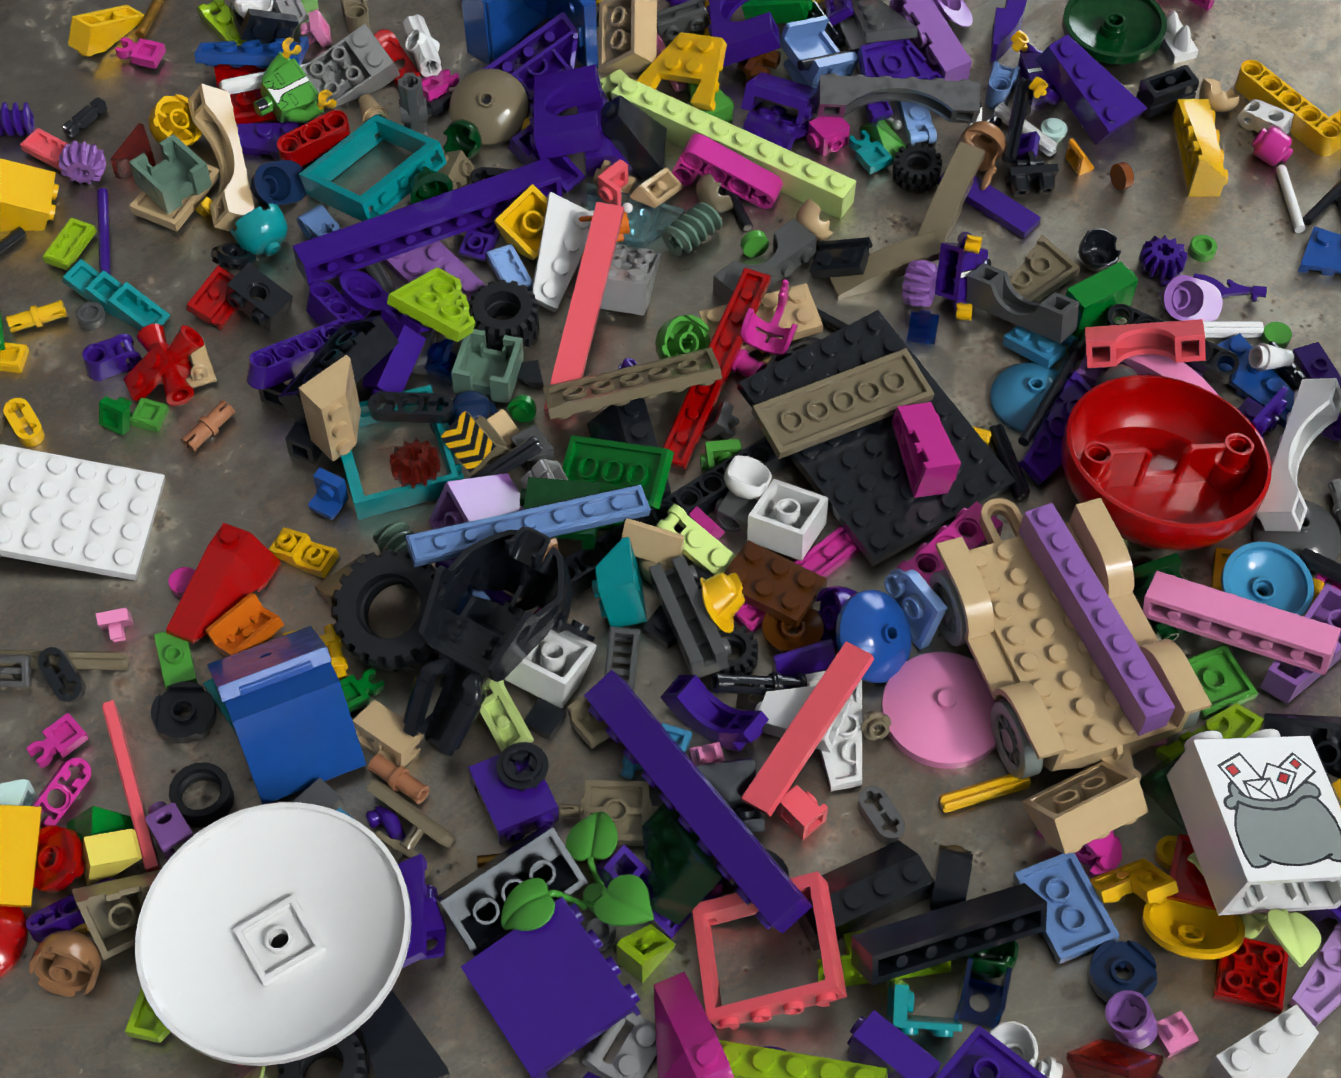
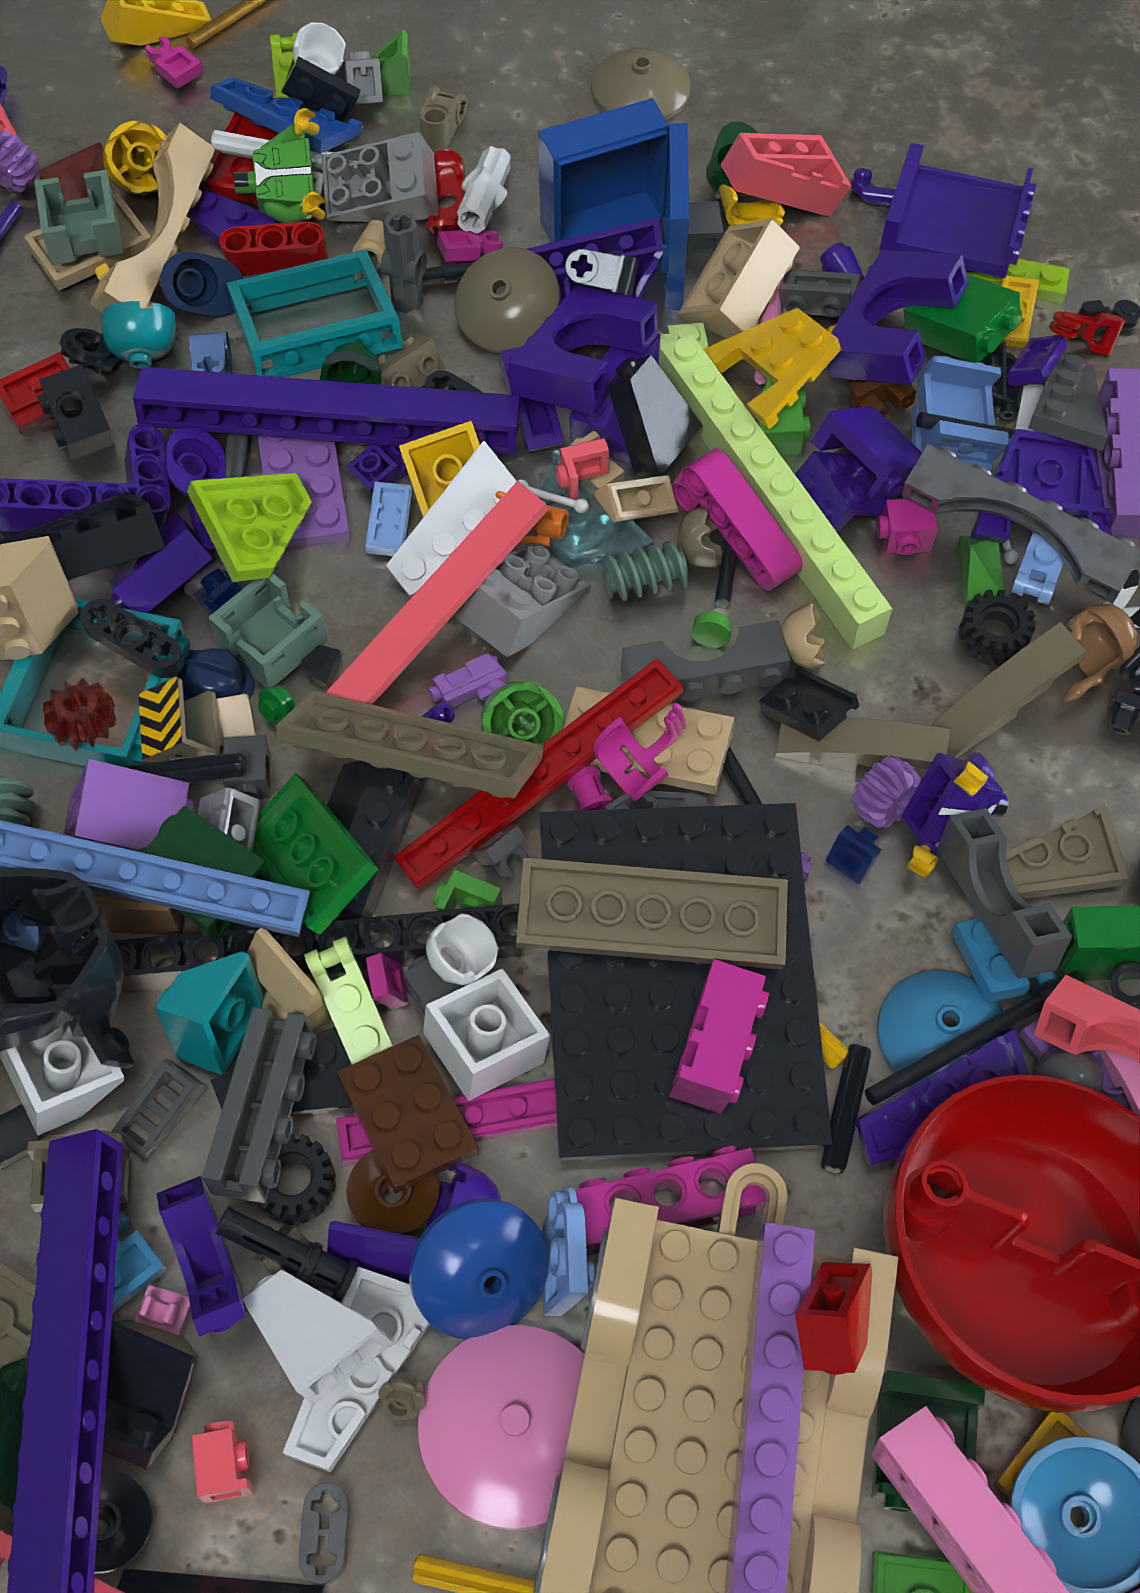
camera: 30 degrees right, 5 degrees up
(84, 117) = (60, 112): black axle -> none
(317, 29) = (383, 117): bright pink tile -> none
(463, 136) = (449, 327): dark green hair -> none
(505, 300) = (330, 550): black tyre -> none
(551, 60) = (609, 271): none -> piece
(633, 335) = (476, 679): none -> medium lavender piece
(723, 599) = (308, 1106): yellow piece -> none
(807, 729) = (284, 1361): coral tile -> none
(870, 155) = (945, 581): teal plate -> none
(1001, 208) = (1077, 738): dark purple tile -> none
(1092, 538) = (835, 1318): none -> red slope

